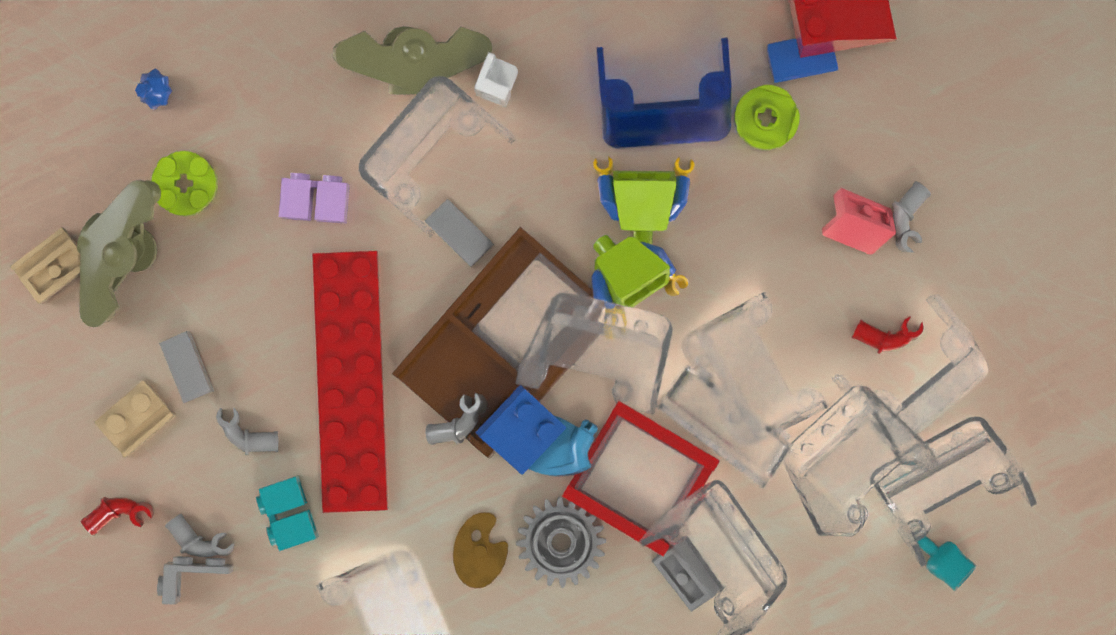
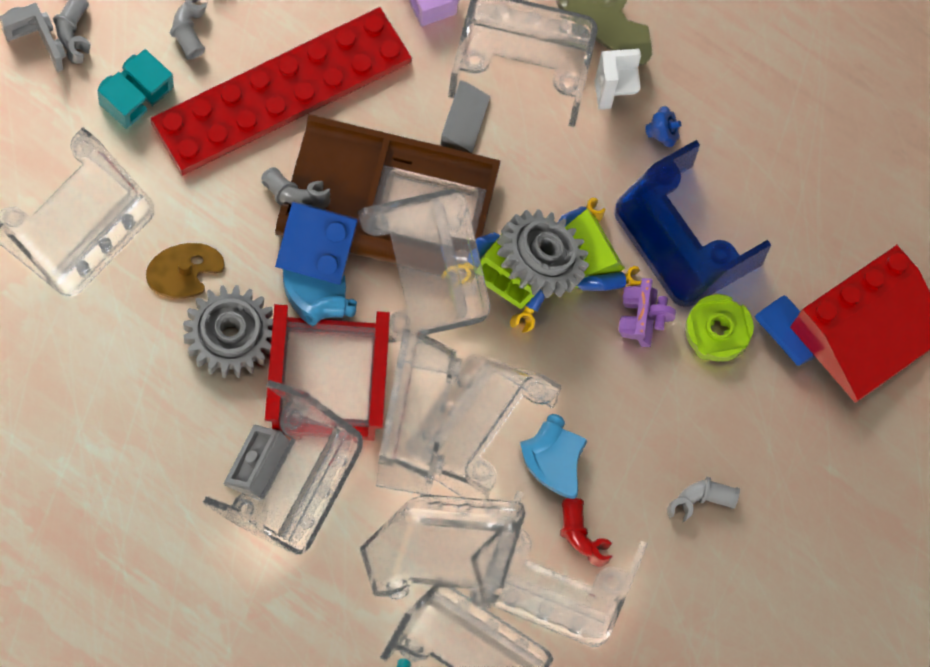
camera: 55 degrees right, 20 degrees down
(557, 61) = (664, 127): none -> blue piece
(640, 265) = (542, 253): none -> light grey gear
(710, 168) = (641, 326): none -> medium lavender hips
(811, 324) = (554, 456): none -> dark azure arm
(860, 222) = (671, 450): coral panel -> none

